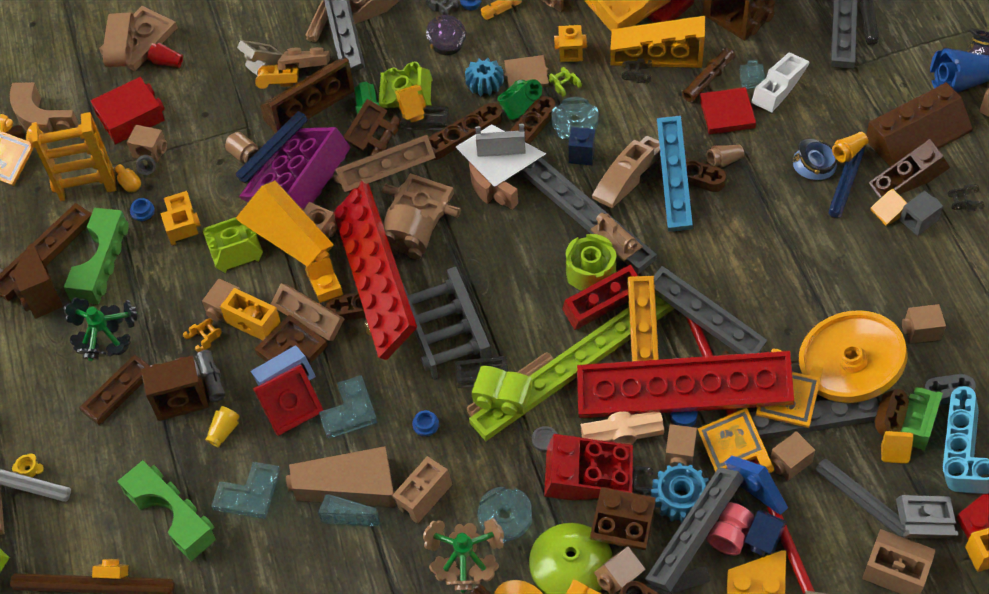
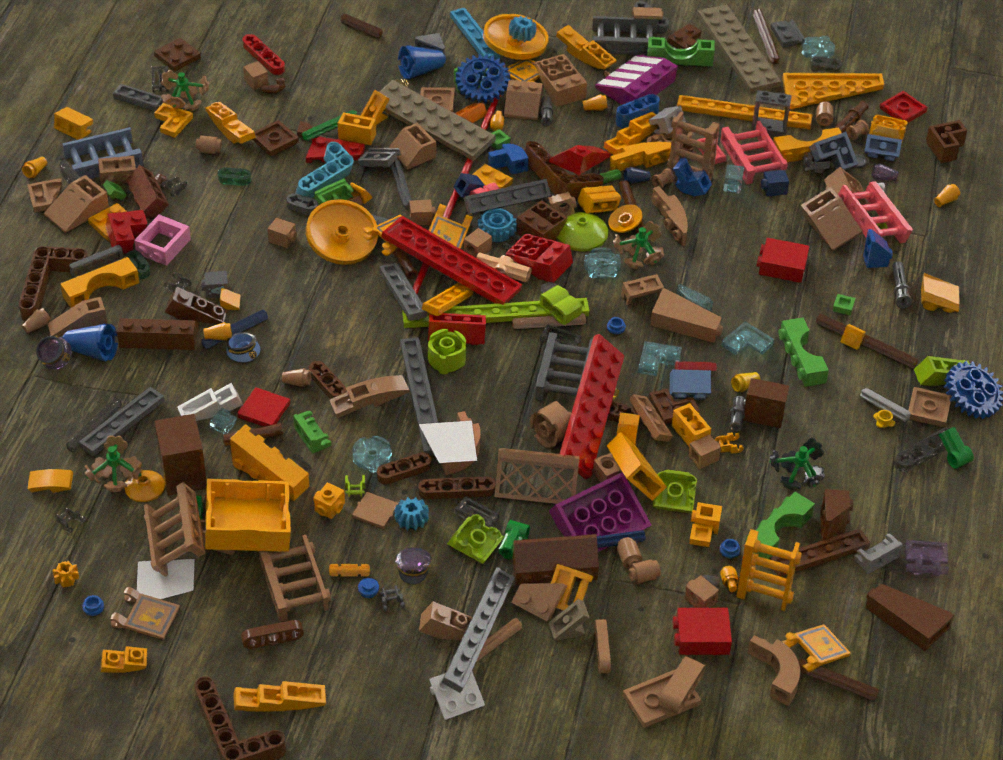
camera: 155 degrees left, 10 degrees down
(115, 390) = (795, 440): reddish brown tile -> none
(162, 55) = (648, 667): red cone -> none
(215, 137) = (644, 571): none -> medium nougat brick
(218, 52) = (602, 646): none -> medium nougat beam
(365, 125) = (526, 510): reddish brown plate -> none
(411, 103) = (484, 505): light orange brick -> none
(424, 195) = (523, 441): medium nougat plate -> none
(500, 142) = (445, 437): light grey hinge -> none
(520, 97) = (396, 482): green piece -> none
(581, 146) = (387, 426): dark blue brick -> none
(621, 241) = (418, 353): medium nougat hinge -> none
(651, 103) = (310, 432): none -> bright green hinge
(674, 174) = (344, 374): dark azure plate -> none
(758, 483) = (458, 211): blue wing -> none

